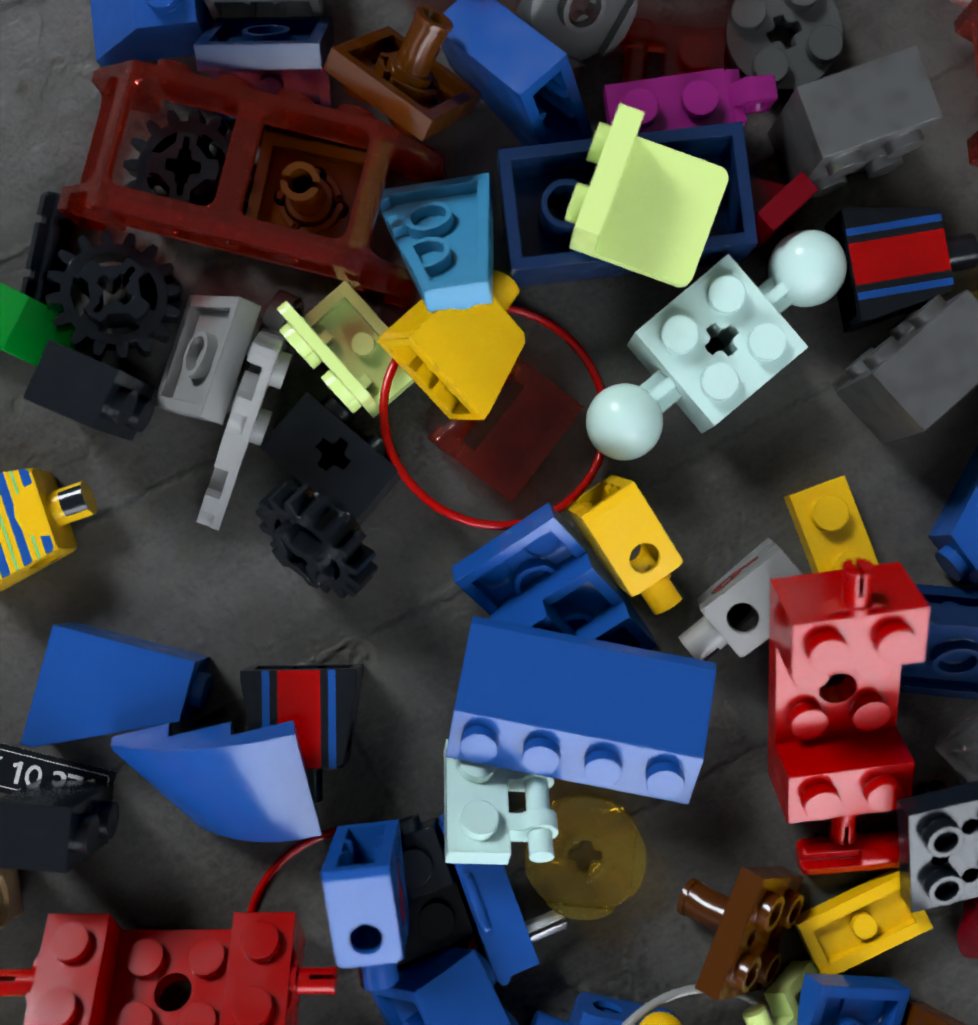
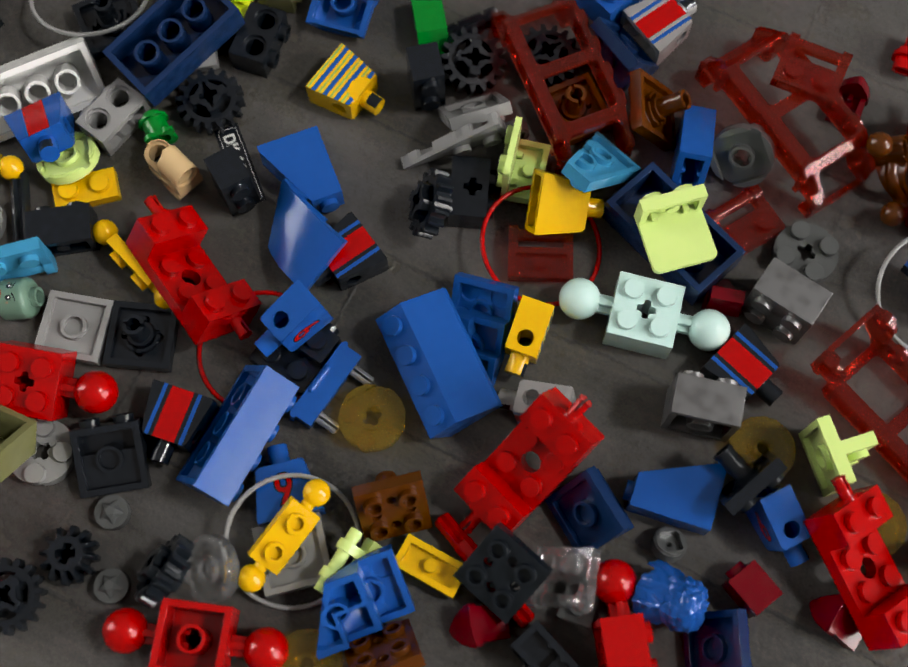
camera: 50 degrees right, 15 degrees down
(479, 817) = (360, 351): light aqua plate -> none
(692, 99) = (740, 228): magenta hinge -> none
(829, 525) = (609, 421): yellow plate -> none

